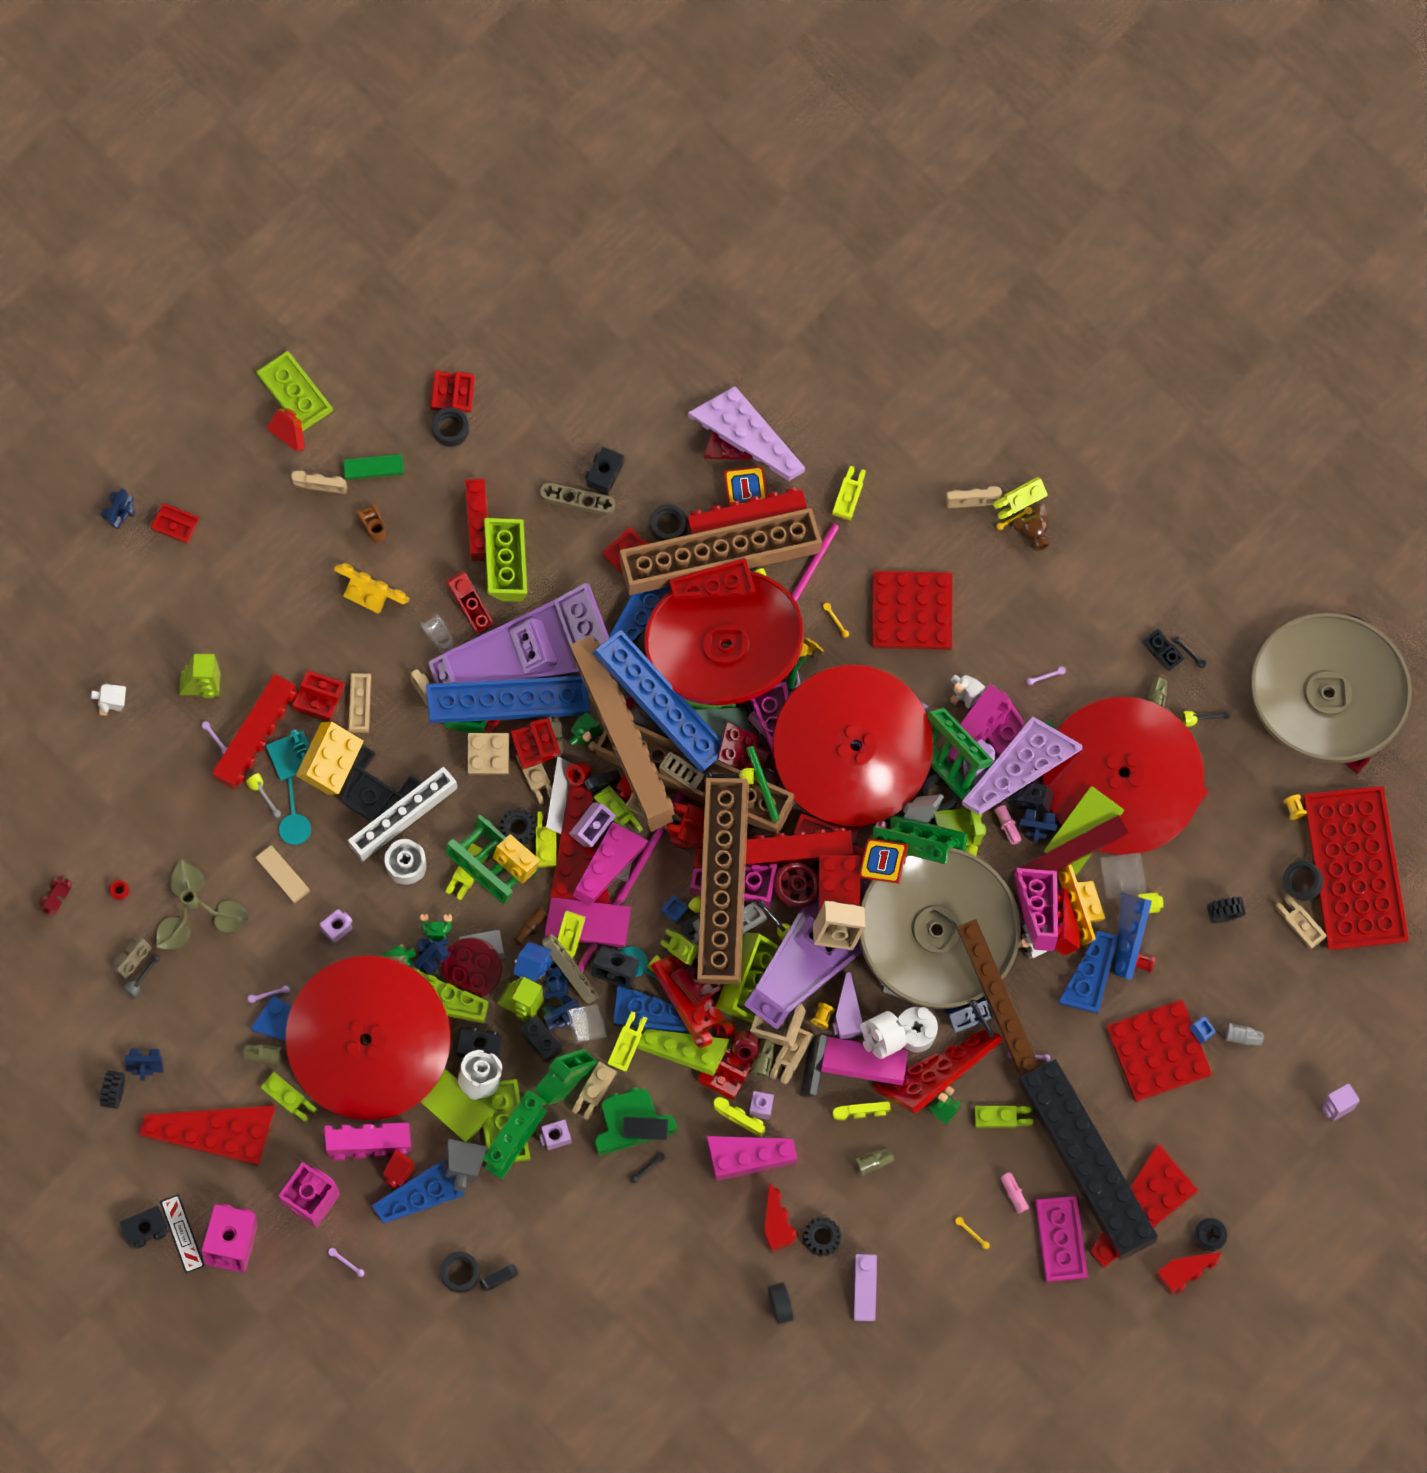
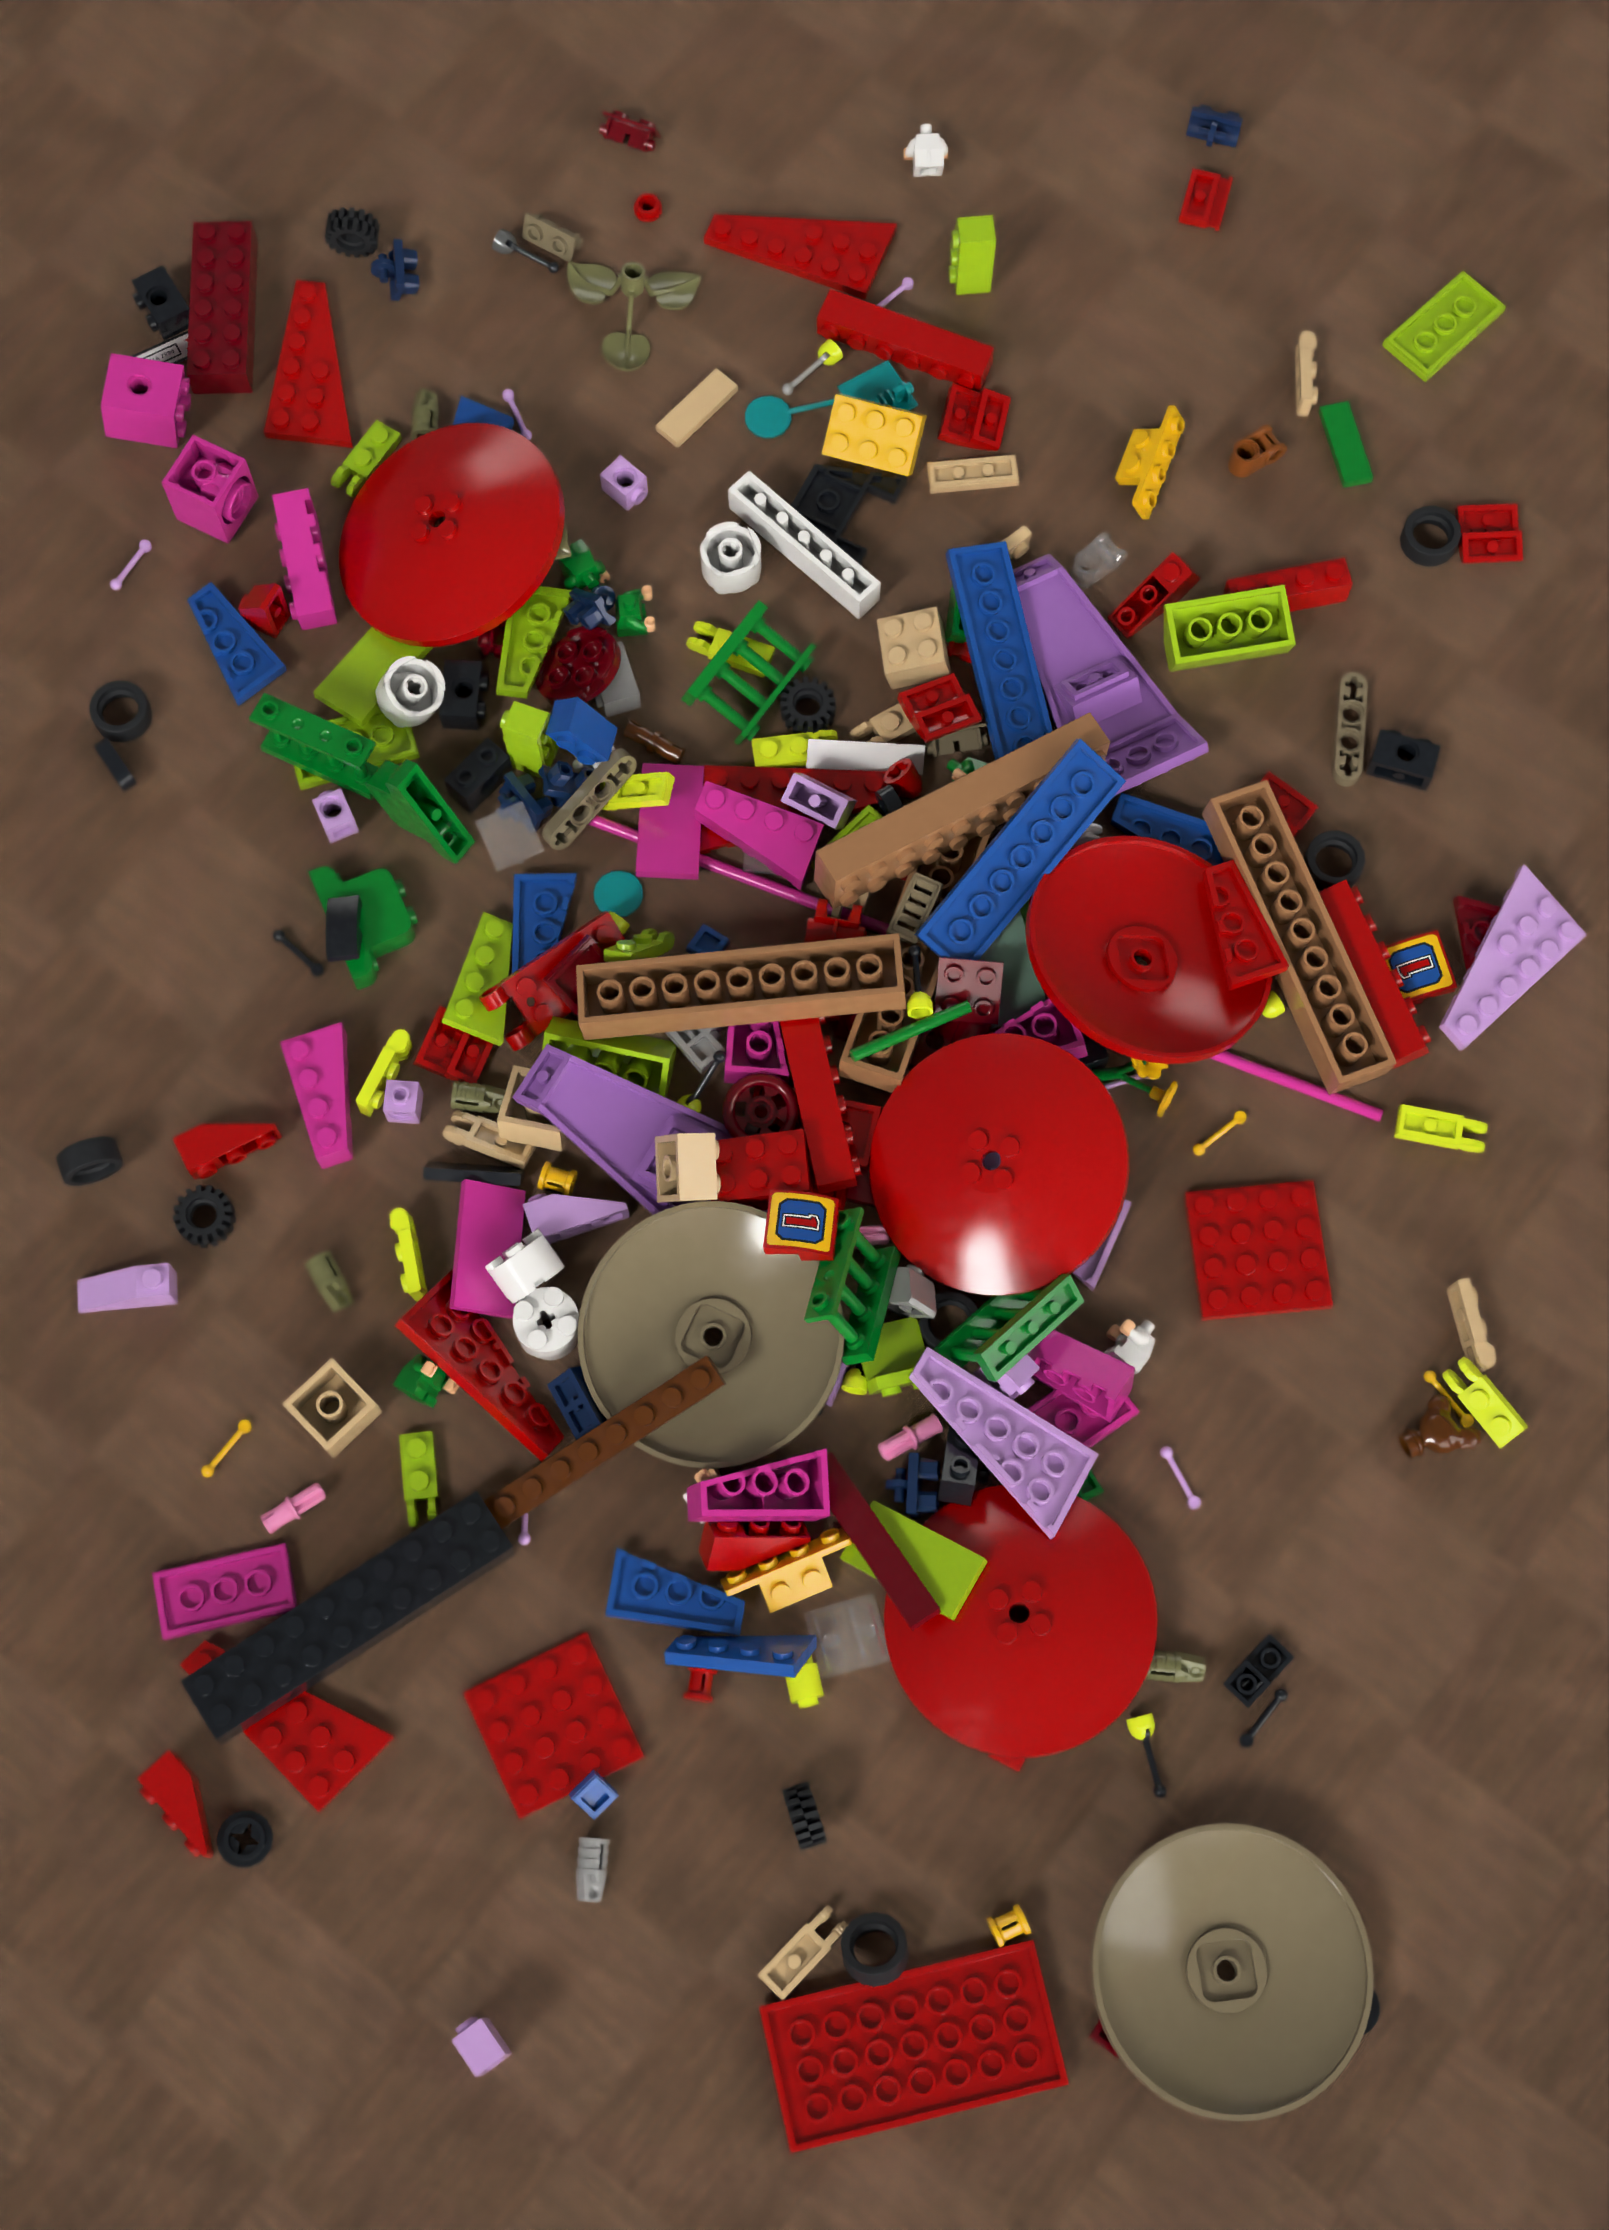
camera: 85 degrees right, 0 degrees up
(155, 1184) = (222, 307): none -> dark red brick
(171, 778) = (819, 250): none -> red wing
(287, 428) = (1379, 319): red slope -> none
(462, 1162) = (279, 679): dark grey torso -> none
(516, 859) = (748, 698): yellow brick -> none
(595, 1088) = (412, 864): tan hinge -> none
(615, 967) = (588, 876): black brick -> none
(626, 1044) = (483, 895): neon yellow hinge -> none
(745, 1045) = (494, 1065): dark red head -> none
(957, 1162) = (332, 1408): none -> tan brick
(973, 1004) = (549, 1438): black hinge -> none

